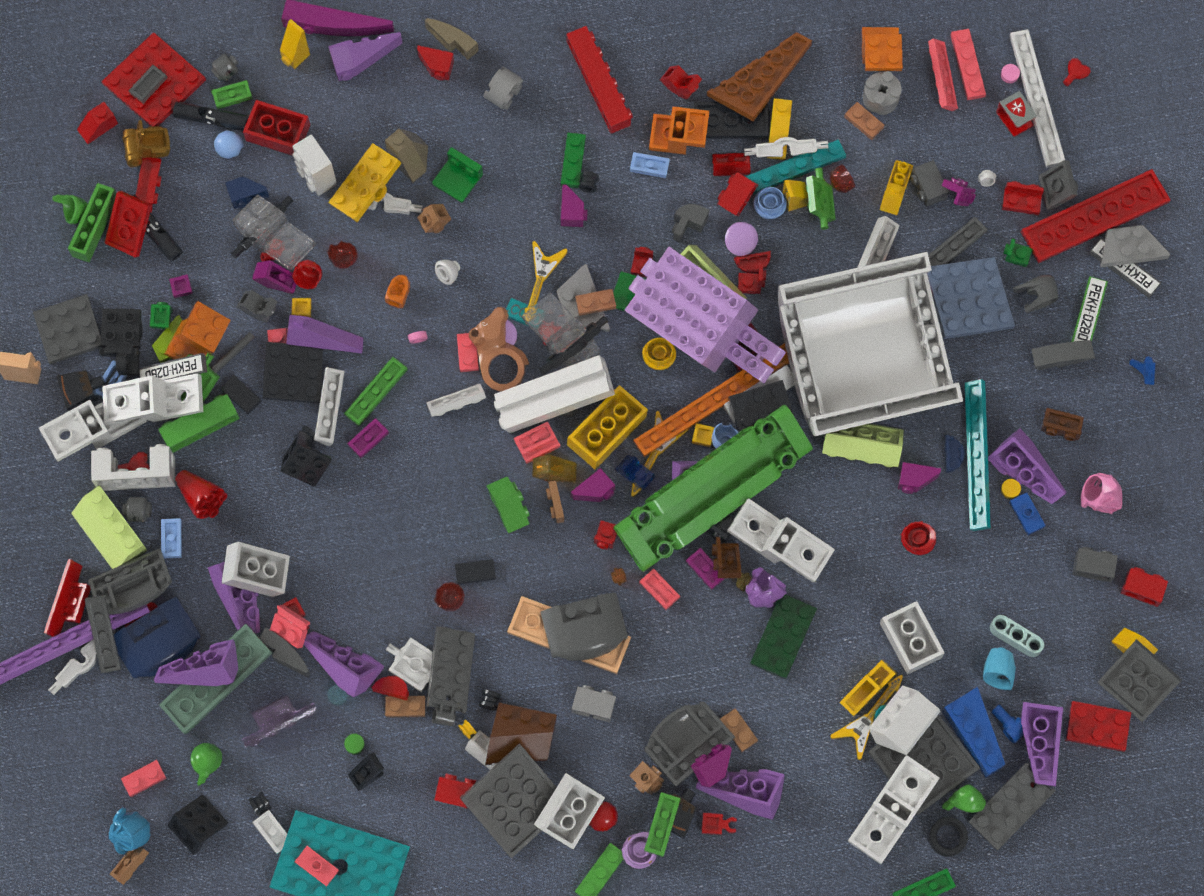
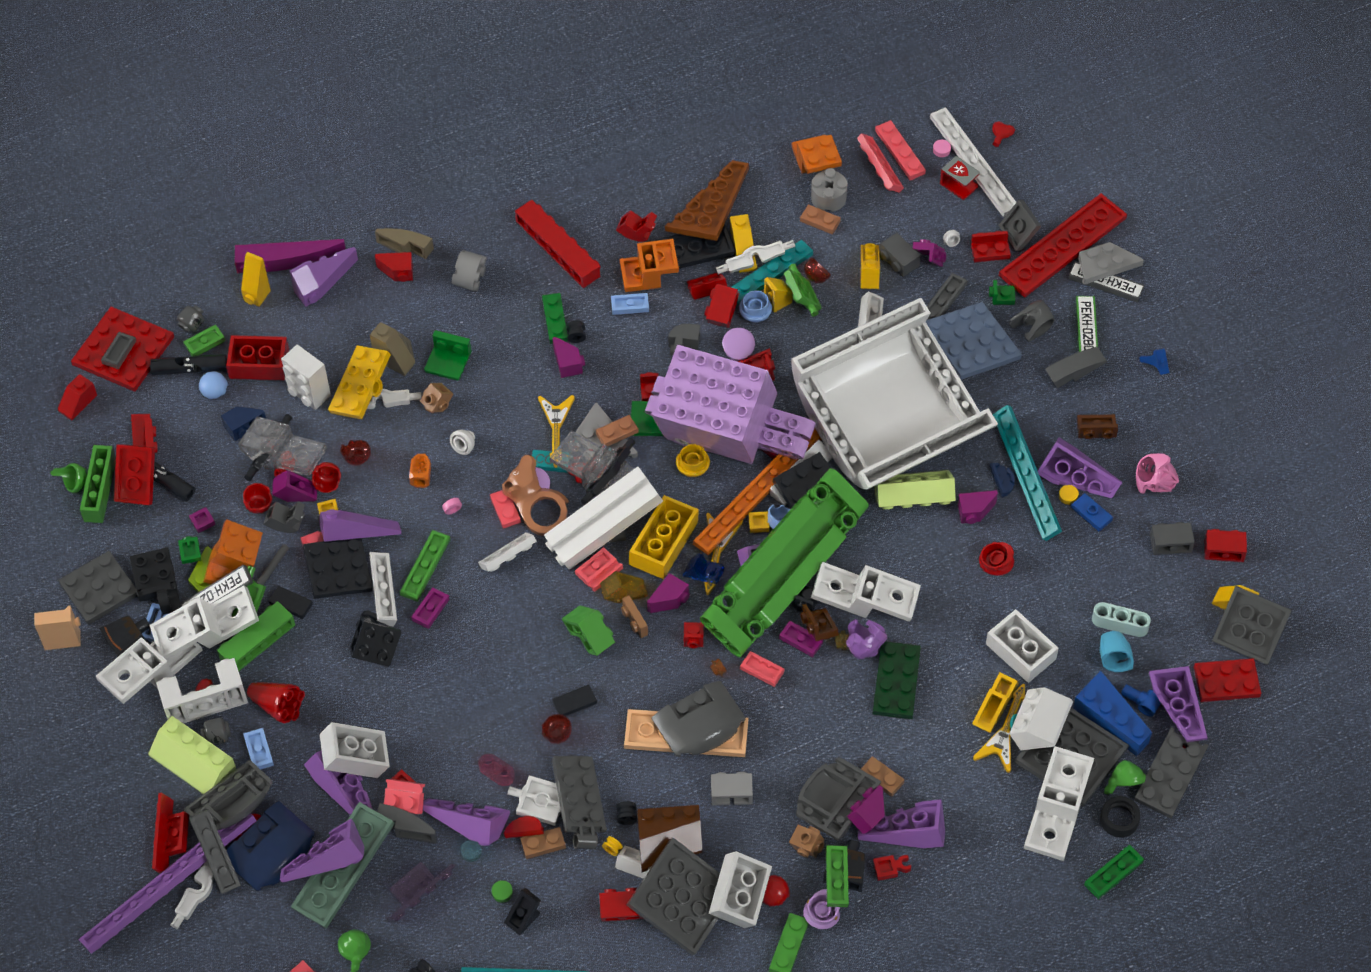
camera: 15 degrees left, 15 degrees down
(145, 143) = (130, 402): pearl gold piece -> none
(237, 279) = (257, 498): none -> red hair
(383, 620) = (495, 769): none -> clear pink plate

